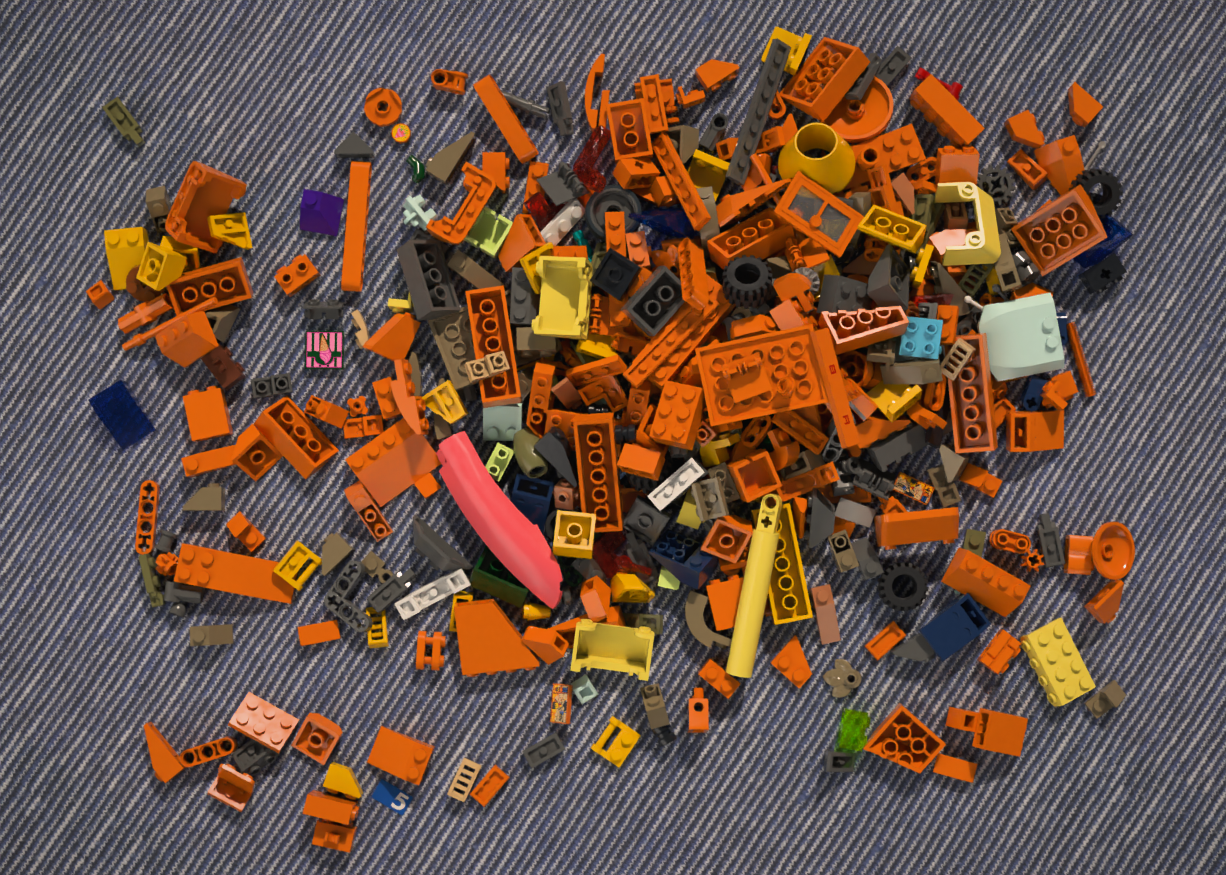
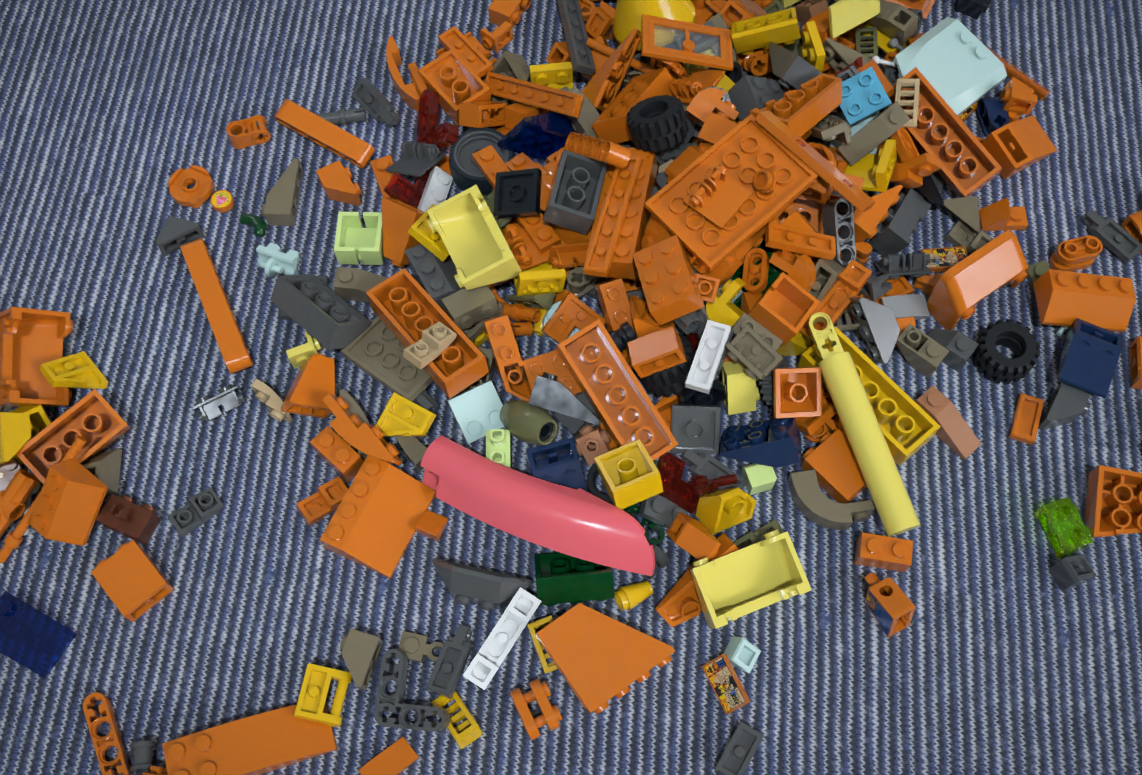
camera: 25 degrees left, 20 degrees down
(207, 499) = (173, 679): dark tan slope -> none
(208, 461) = (160, 630): orange slope -> none
(245, 531) = (240, 692): orange slope -> none
(254, 453) = (210, 592): orange slope -> none
(295, 437) = (249, 551): orange slope -> none
(296, 275) = (172, 382): orange brick -> none
(320, 212) = (169, 310): dark purple slope -> none
(324, 350) = (240, 444): tile -> none
(326, 411) = (273, 504): orange slope -> none
(362, 406) = (314, 482): orange plate -> none
(368, 510) = (377, 587): orange slope -> none
(480, 190) = (318, 246): orange windscreen -> none
(545, 643) = (667, 620): orange slope -> none
(567, 394) = (531, 337): nougat slope -> none
(596, 370) = (551, 296): orange plate -> none
(620, 746) = (825, 694): yellow plate -> none
(654, 706) = (835, 624): dark tan slope -> none
(664, 734) = (863, 650): black wheel -> none
(713, 133) = (537, 51): dark grey piece -> none
(792, 662) = (949, 495): orange wing -> none
(800, 510) = (851, 327): orange slope -> none
(839, 678) = (1009, 483): dark tan plate -> none
(850, 465) = (871, 262): dark grey bush -> none
(1027, 563) = (1110, 261): orange gear -> none

